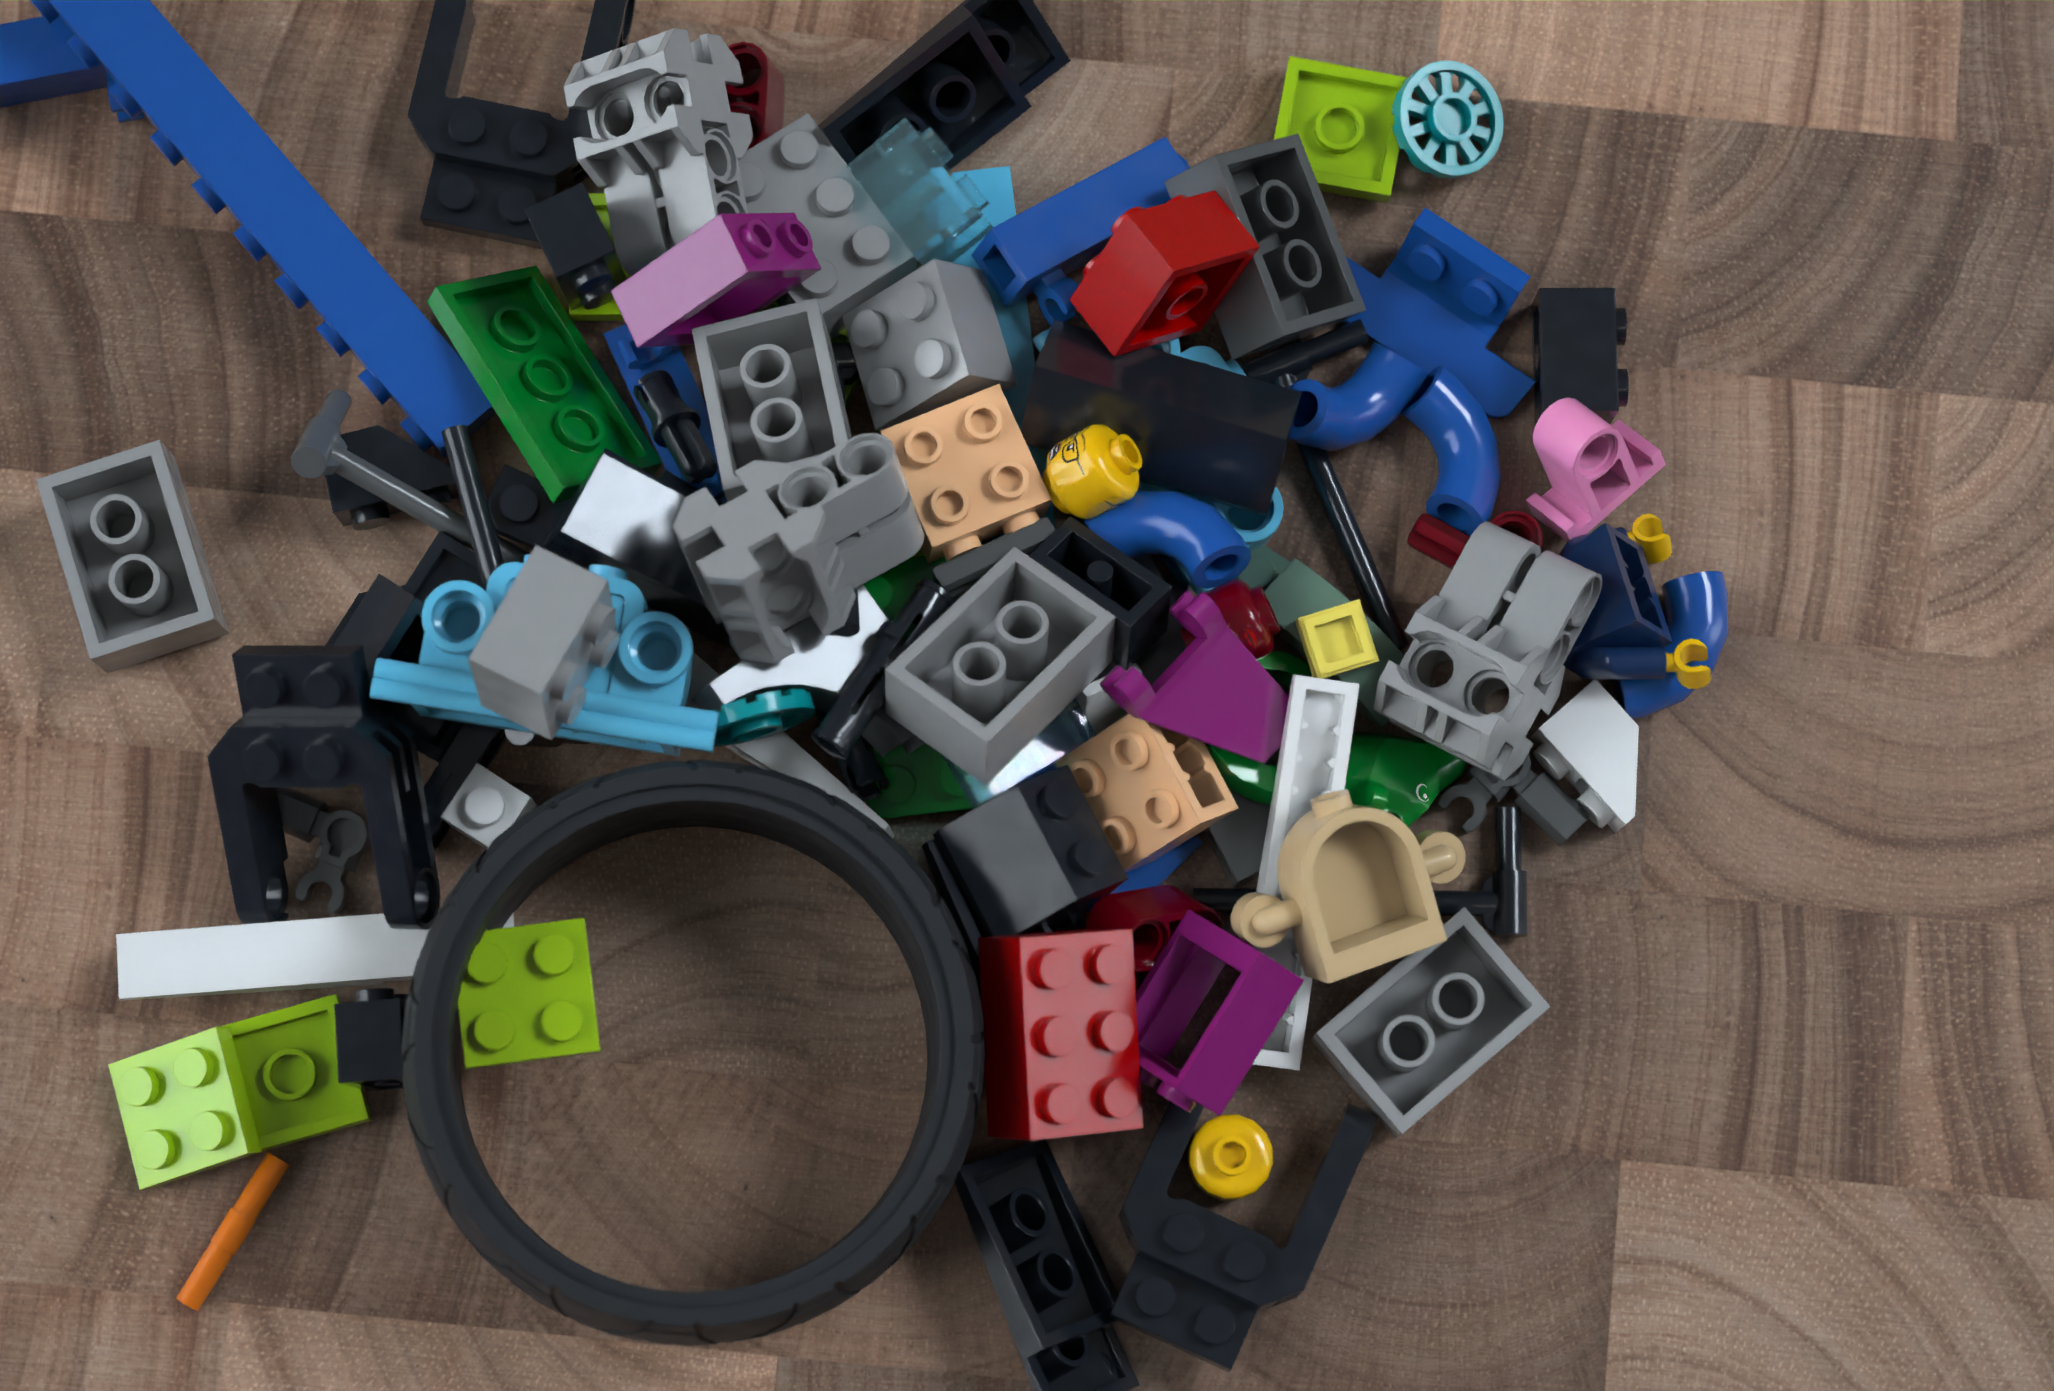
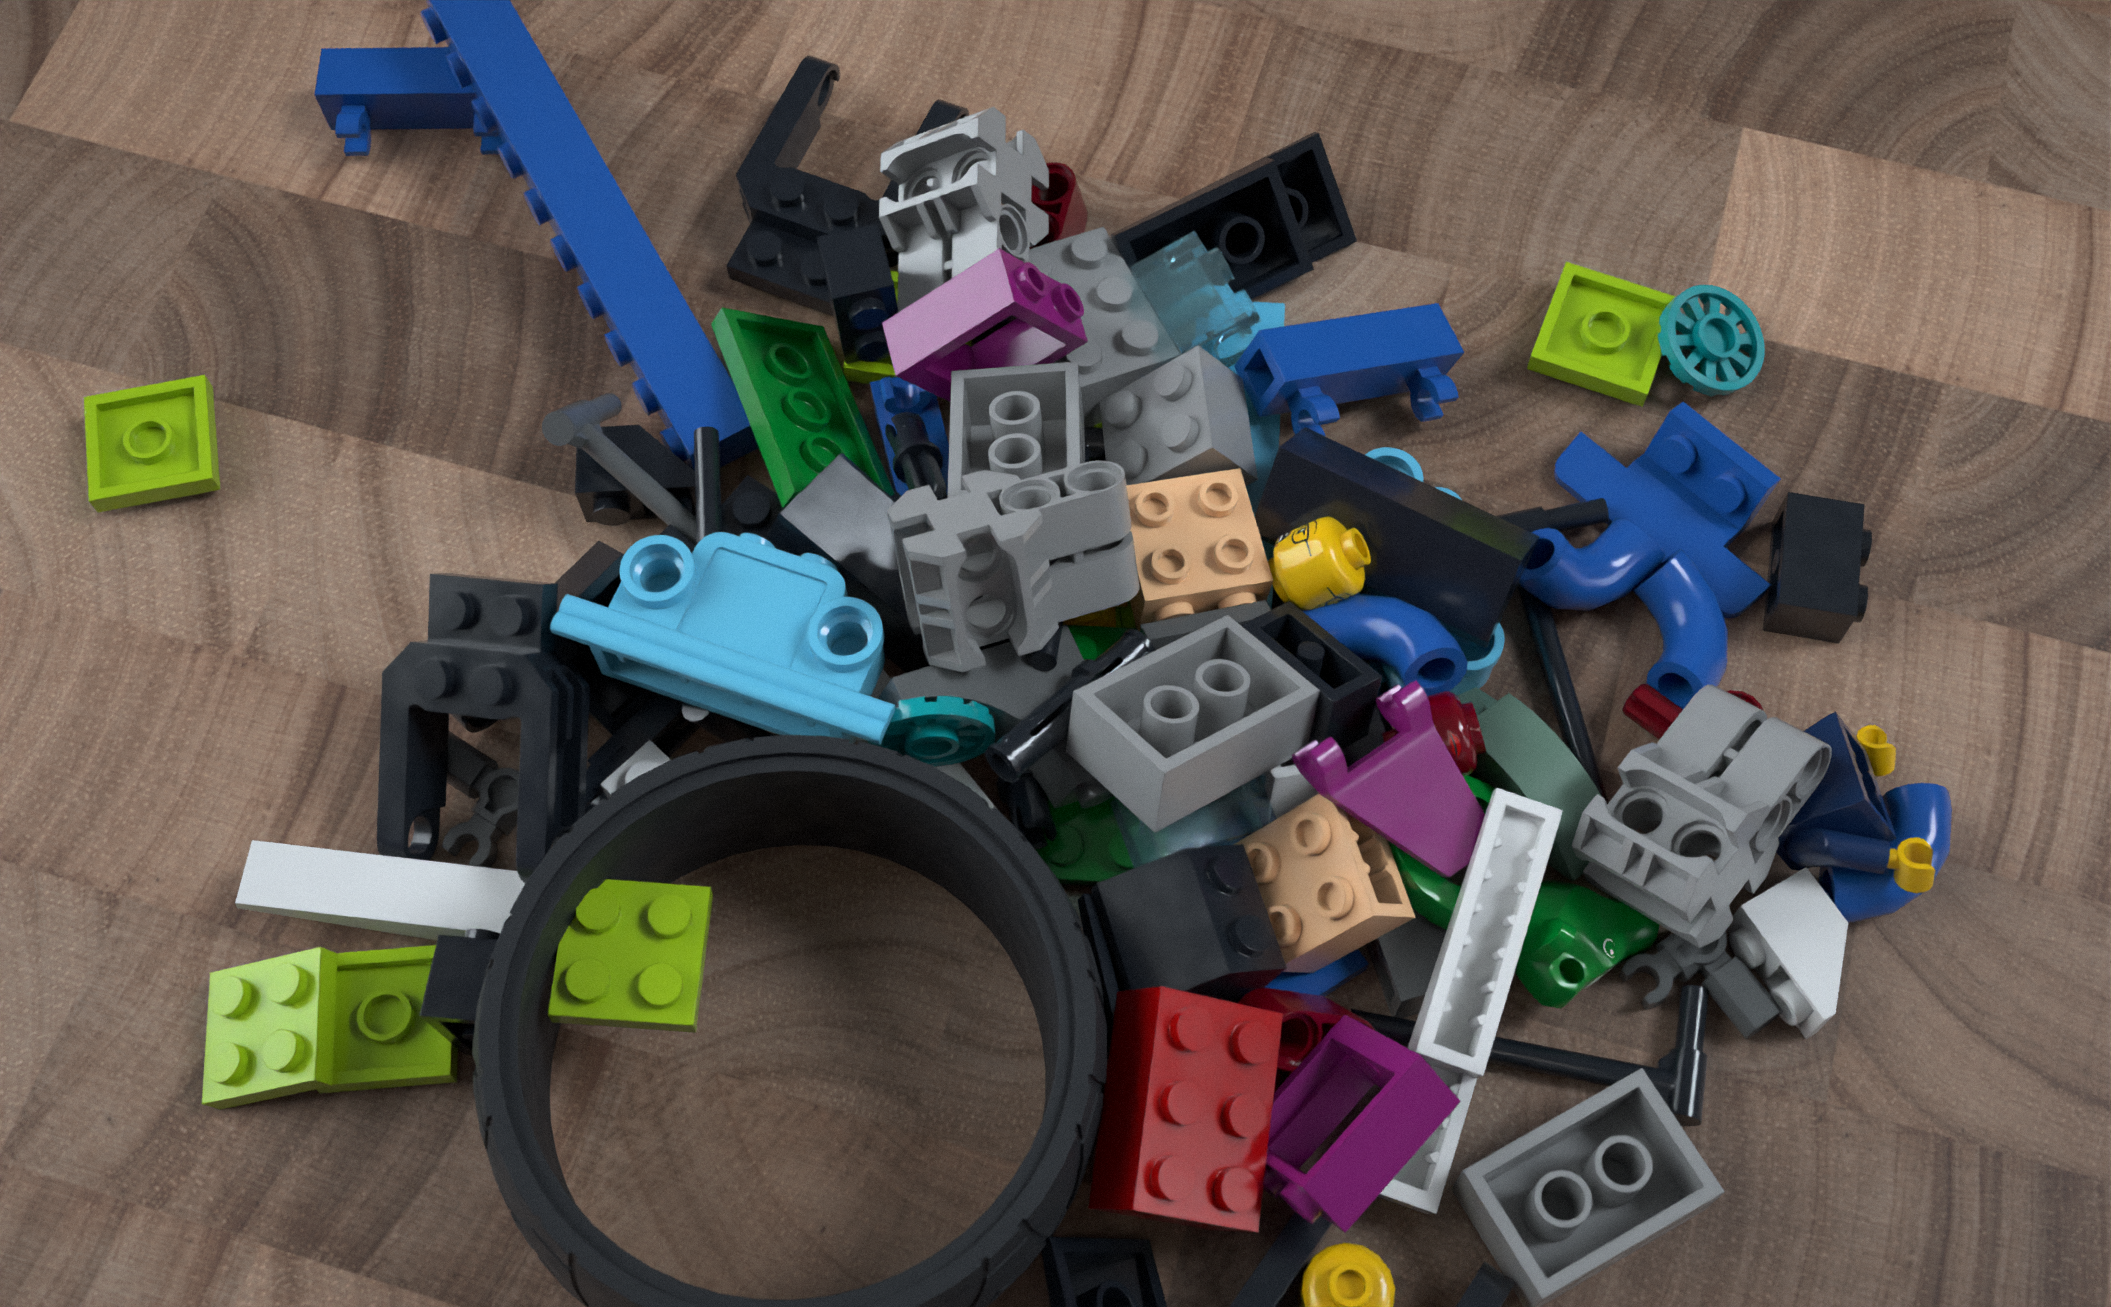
camera: 15 degrees right, 15 degrees down
(132, 556) = (375, 501): light grey brick -> none
(232, 1231) = (282, 1168): orange piece -> none
(545, 644) = (730, 591): light grey brick -> none
(1163, 272) = (1420, 395): red brick -> none
(1300, 272) = (1520, 405): dark grey brick -> none
(1337, 640) = (1544, 770): light yellow tile -> none
(1352, 889) = (1526, 1017): tan piece -> none
(1588, 465) = (1819, 661): bright pink pin -> none

